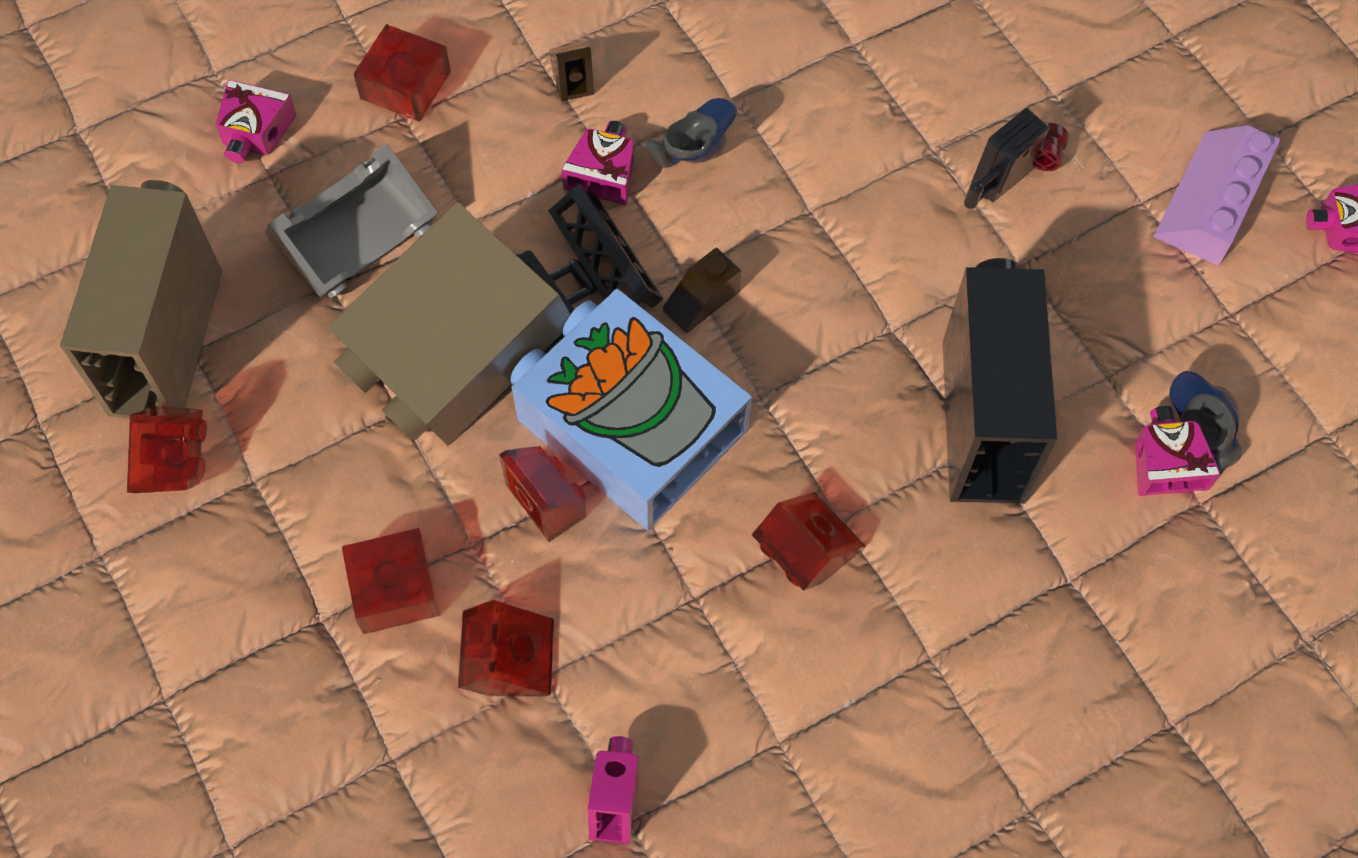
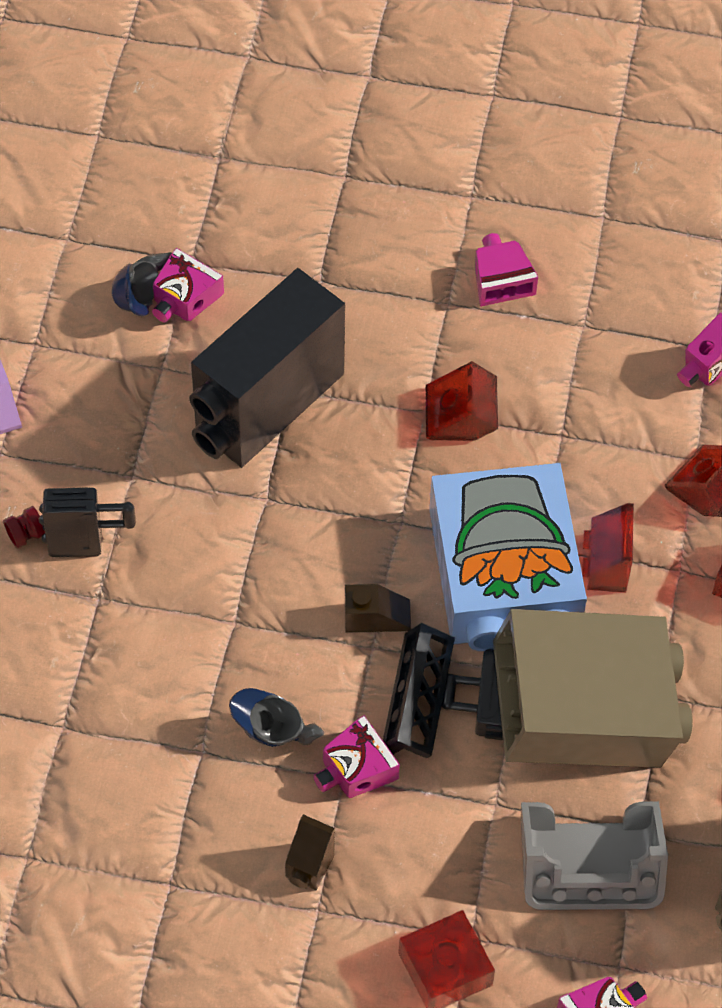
camera: 140 degrees left, 5 degrees down
(910, 725) = (503, 271): none -> dark pink torso

